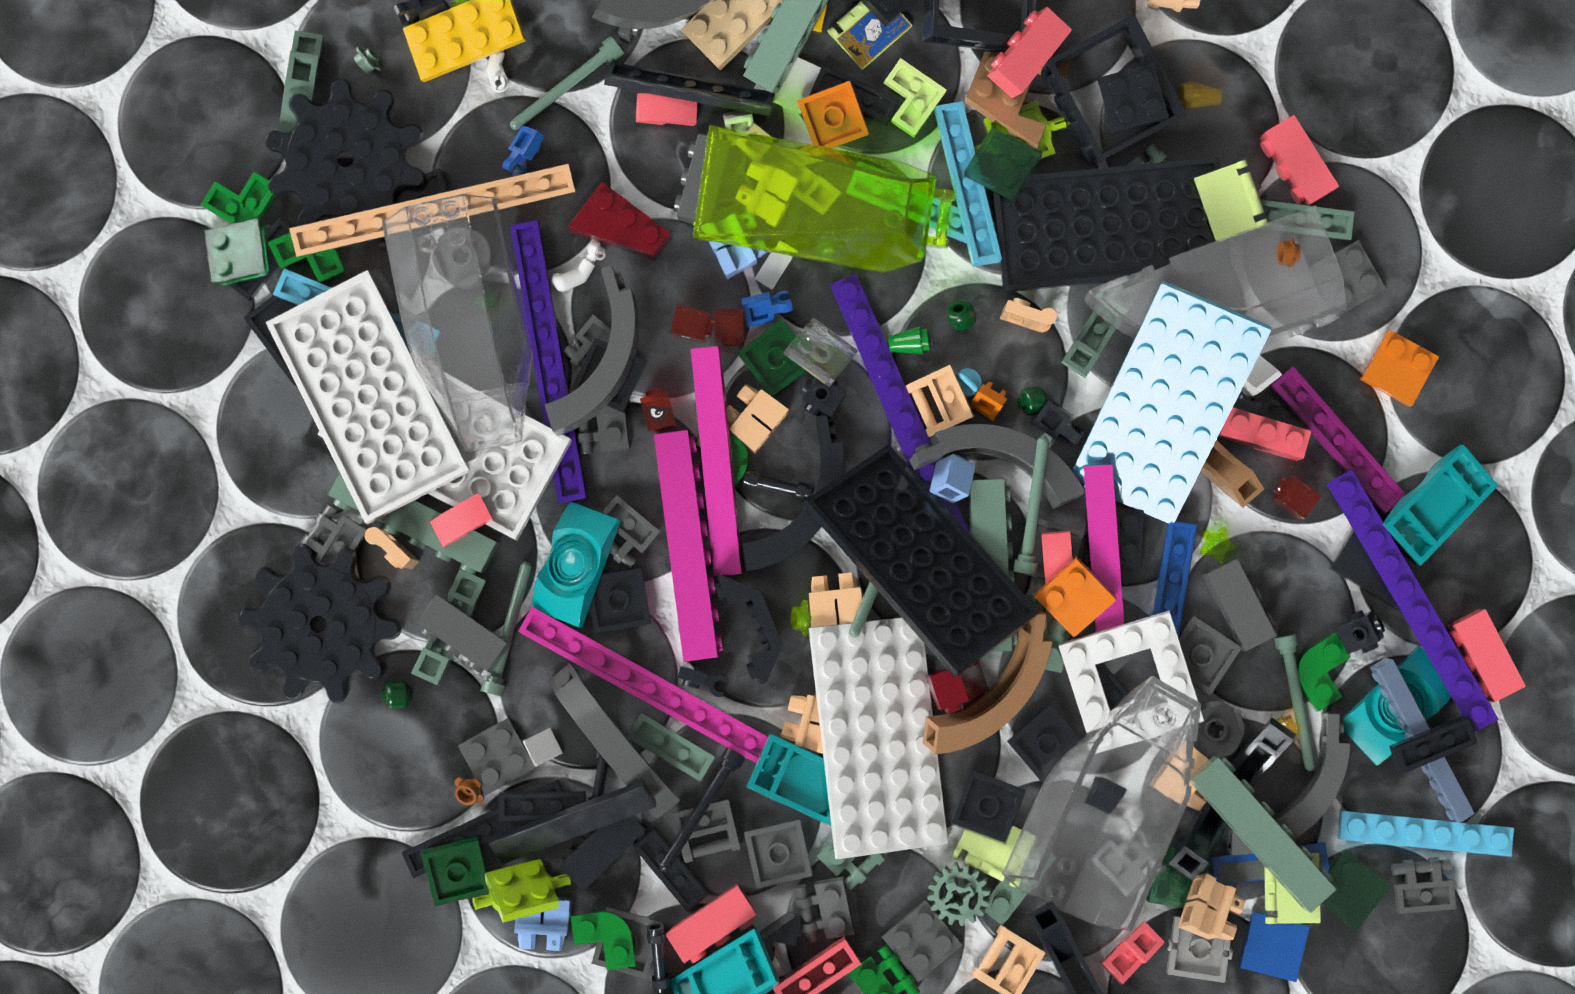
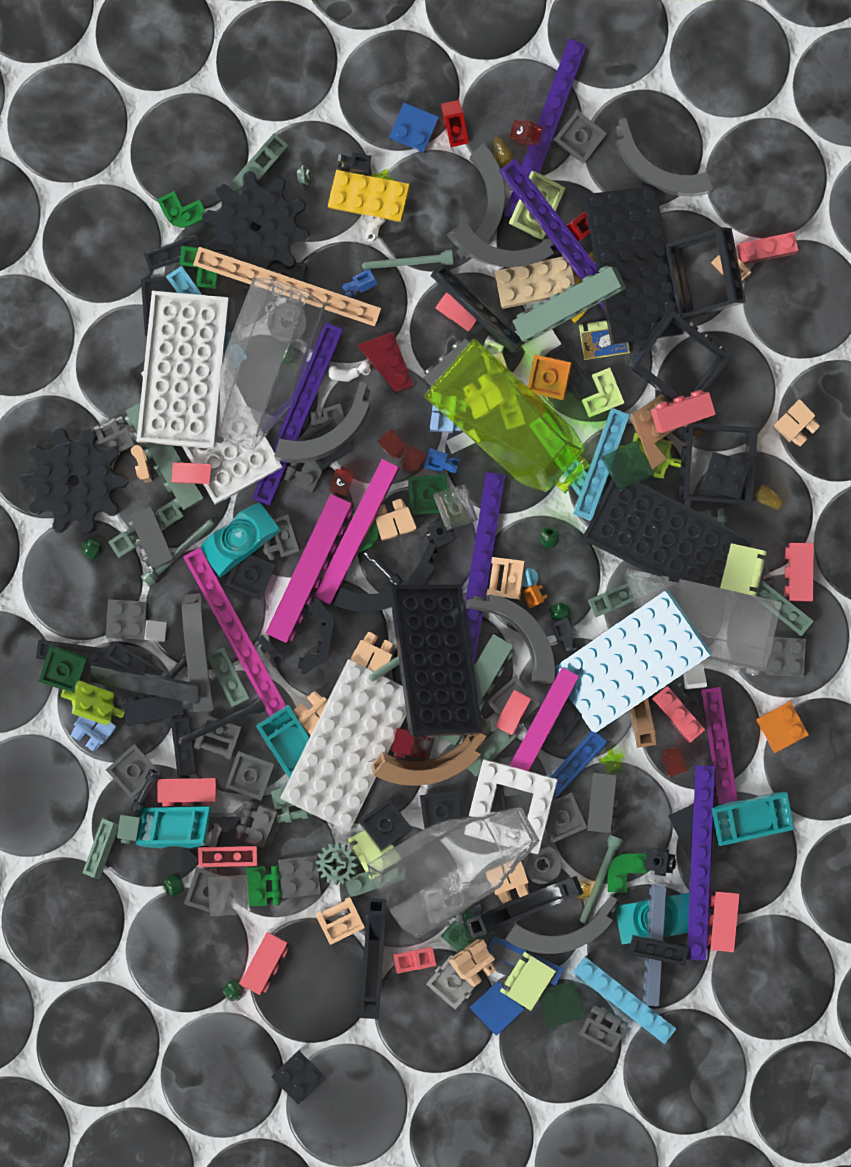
camera: 35 degrees right, 0 degrees up
(236, 252) = (160, 239): clear green plate -> none
(468, 791) = (98, 632): dark orange plate -> none
(611, 930) = (128, 759): green plate -> none
(801, 618) = (347, 651): clear neon green plate -> none
(910, 341) = (511, 533): green cone -> none
(952, 478) = (484, 626): light blue brick -> none
(1022, 314) = (583, 557): light nougat plate -> none
(1026, 560) = (496, 699): sand green piece -> none
(1075, 596) = (510, 737): orange plate -> none
(1105, 795) = (455, 860): black slope -> none
(1262, 834) = (528, 937): sand green brick -> none
(1288, 252) = (747, 618): dark orange plate -> none

